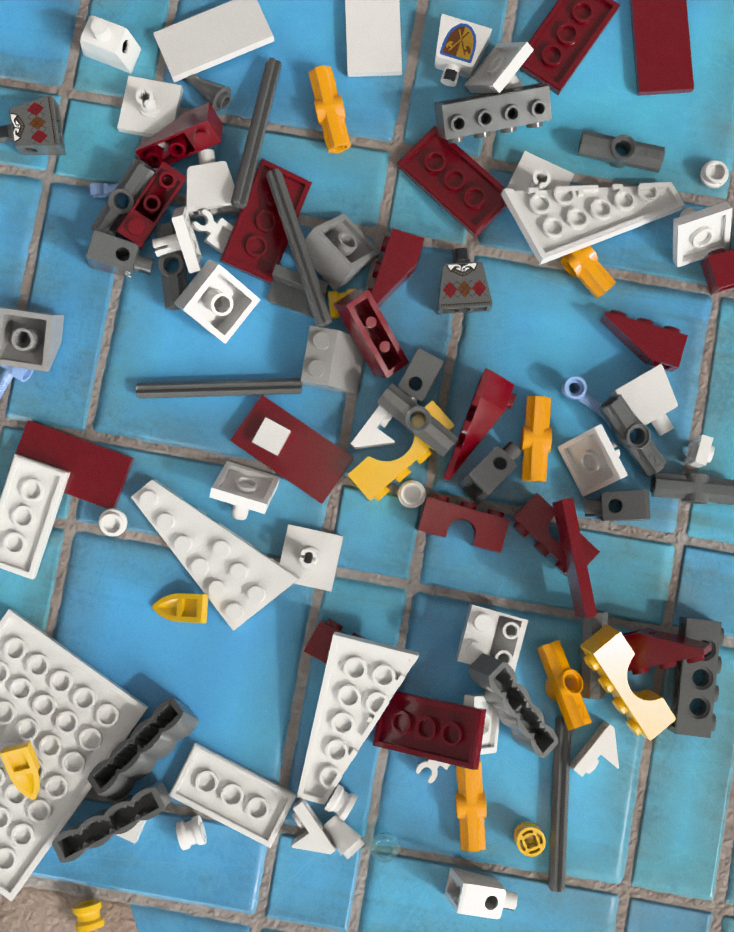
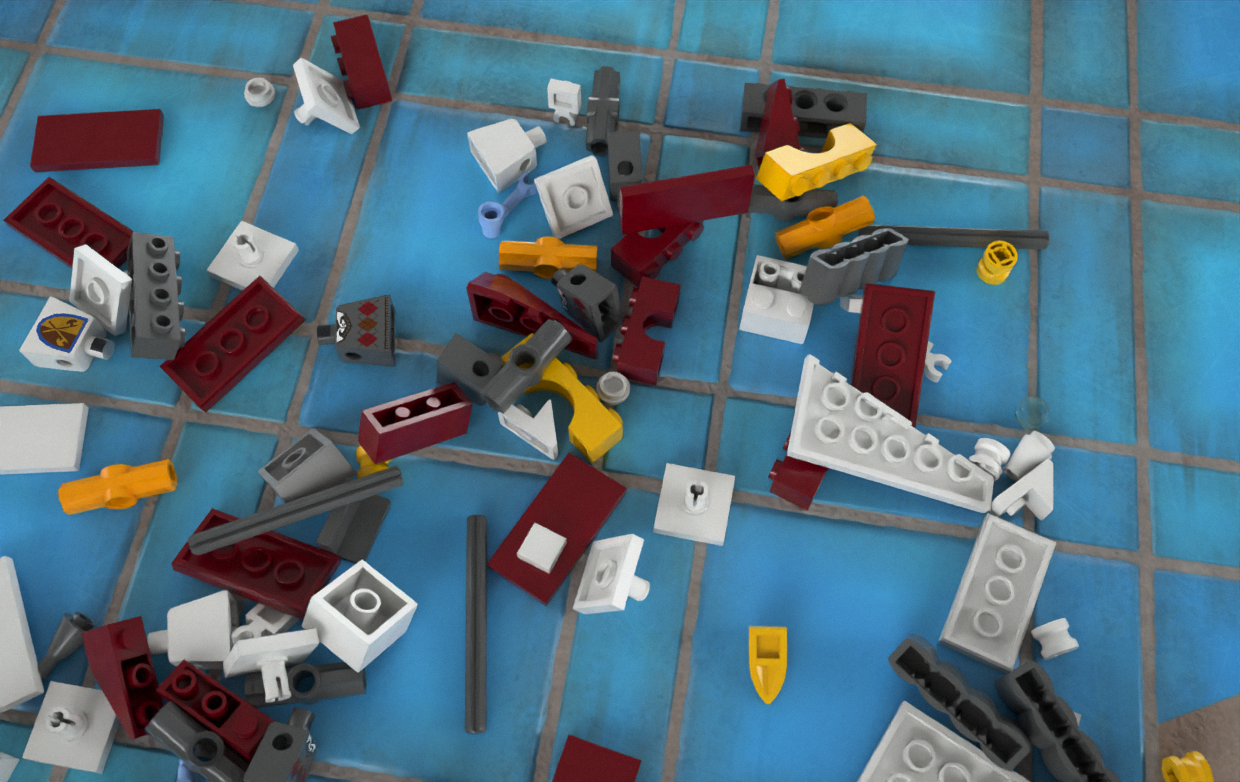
camera: 95 degrees left, 20 degrees down
(113, 522) = (657, 759): white plate -> none
(220, 561) = (705, 611): white wing -> none
(256, 133) = (136, 573): dark grey axle -> none
(331, 361) = (445, 481): light grey slope -> none
(398, 263) = (324, 402): dark red slope -> none
(471, 808) = (973, 322): light orange piece -> none
(478, 894) = (1069, 297): white torso -> none
(583, 215) = (292, 206): white wing -> none
(589, 271) = (342, 215): light orange piece -> none
(601, 743) = (887, 198): white slope -> none
(623, 422) = (545, 158): dark grey piece -> none
(639, 154) = (221, 175): dark grey piece -> none
(648, 342) = (440, 153): dark red slope -> none

